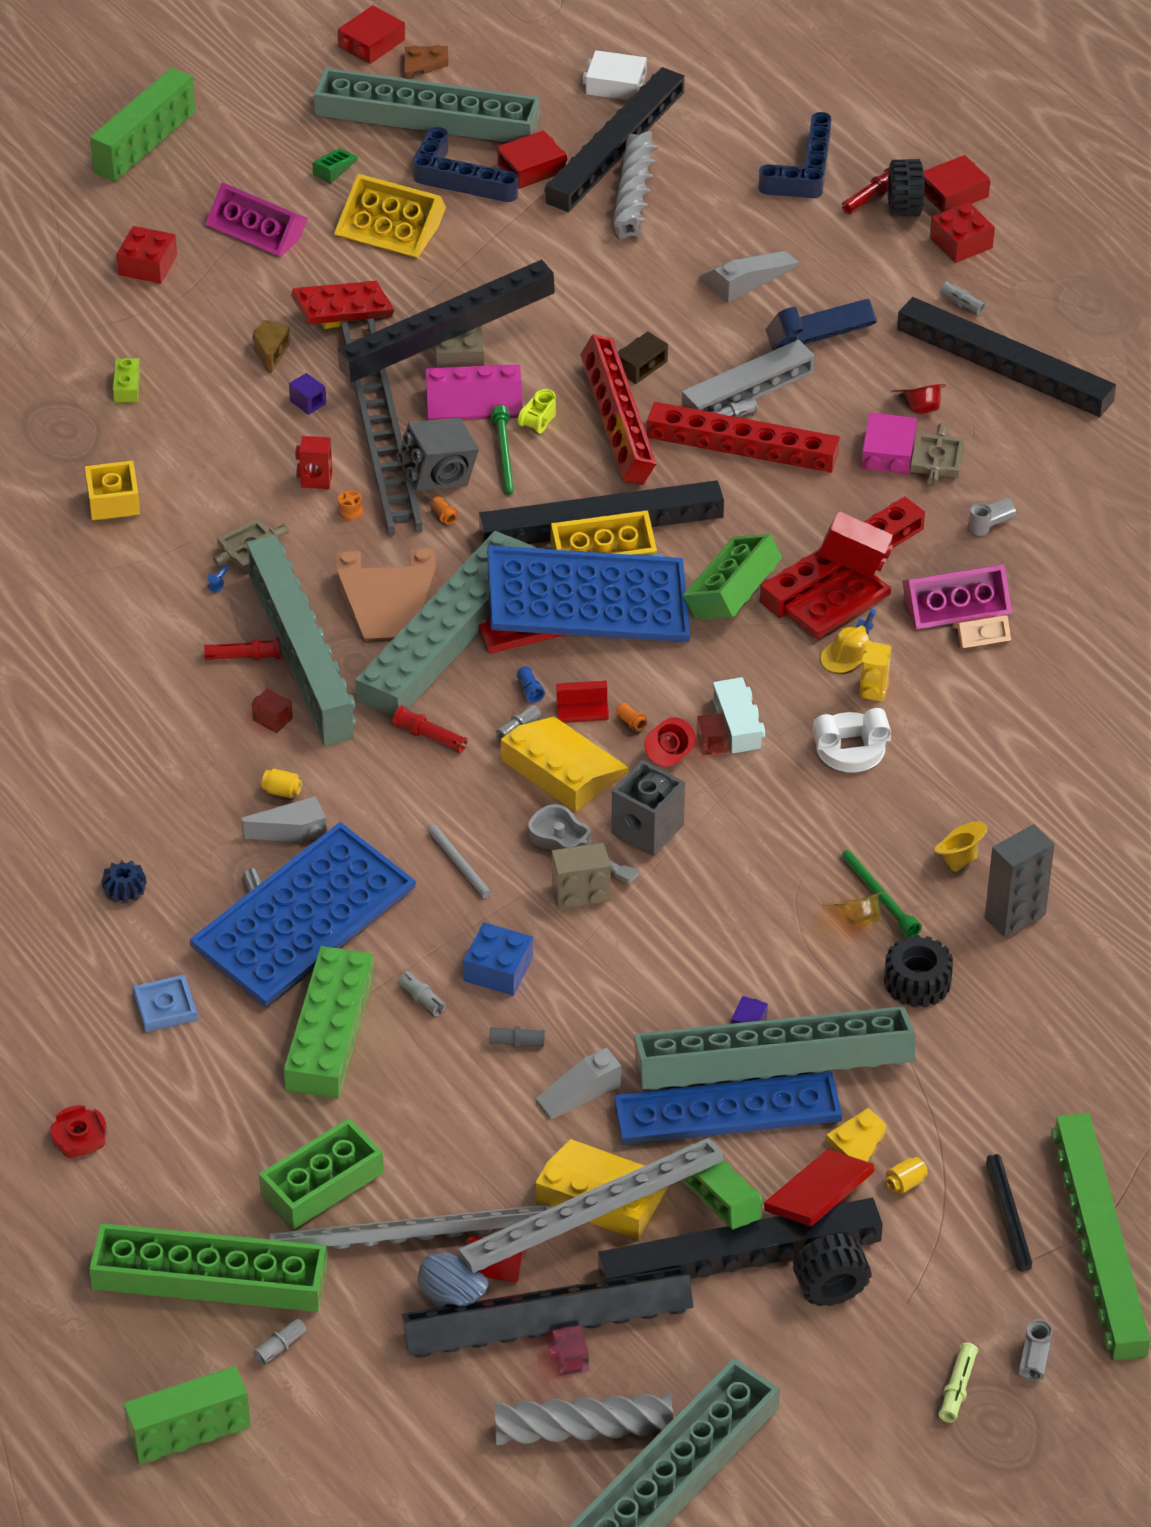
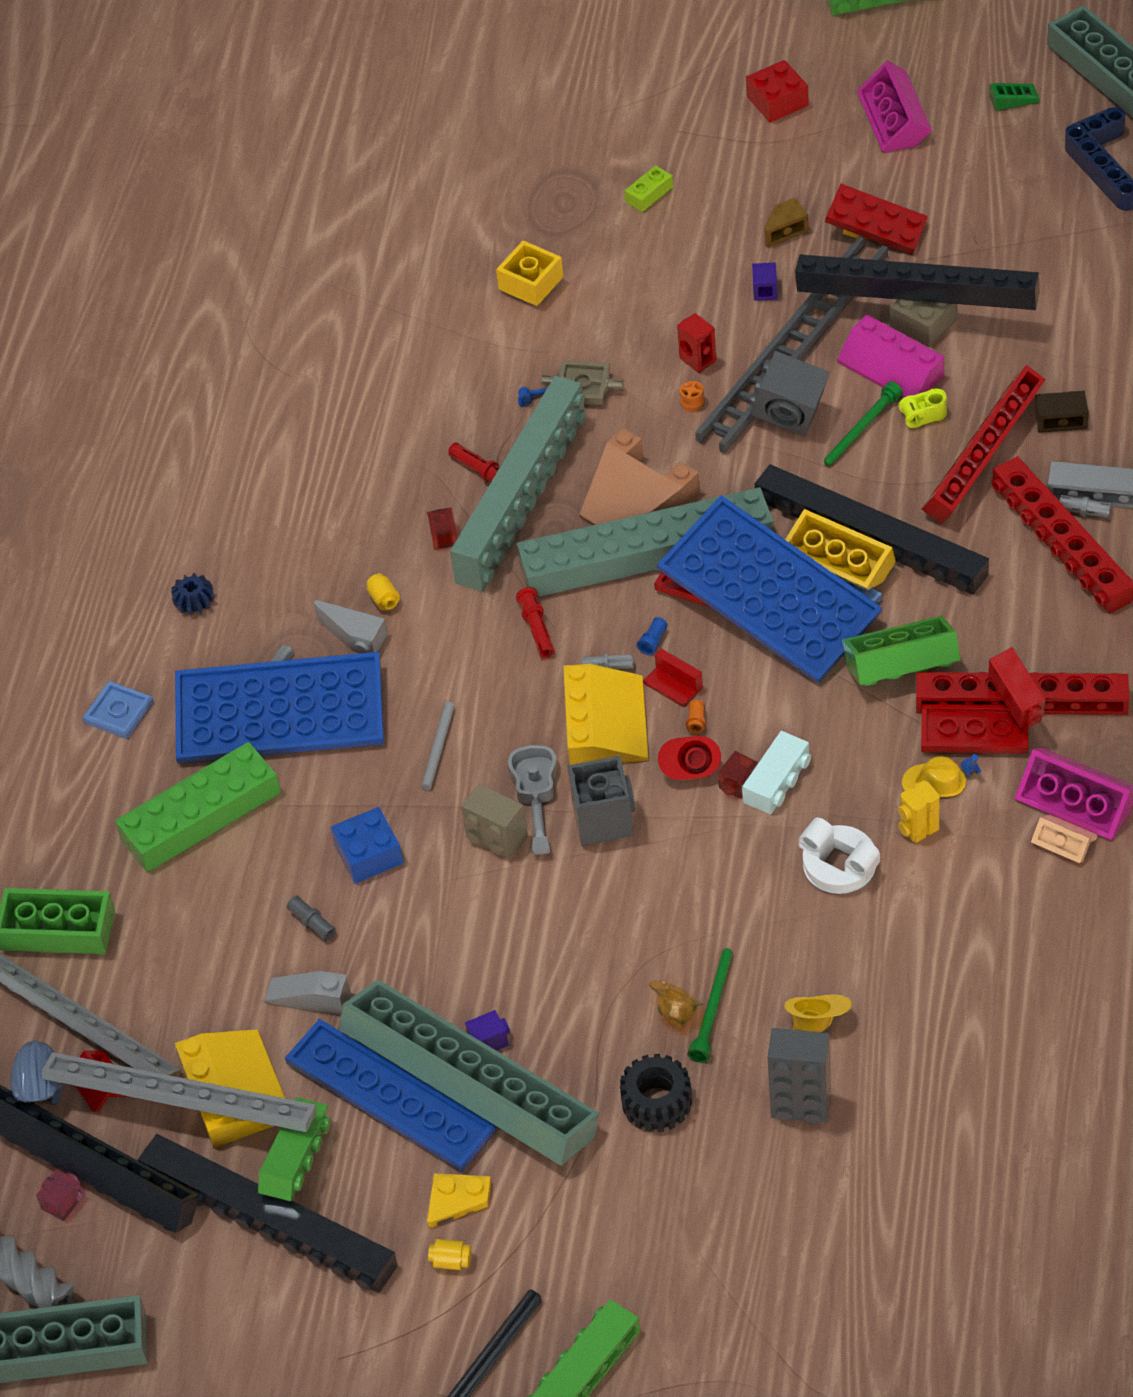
camera: 50 degrees right, 5 degrees up
(390, 216) = (999, 167): yellow slope -> none
(422, 993) = (288, 833): light grey pin -> none
(446, 514) = (755, 450): orange pin -> none
(819, 1187) = (368, 1211): red tile -> none
(832, 1270) = (291, 1285): black tyre -> none

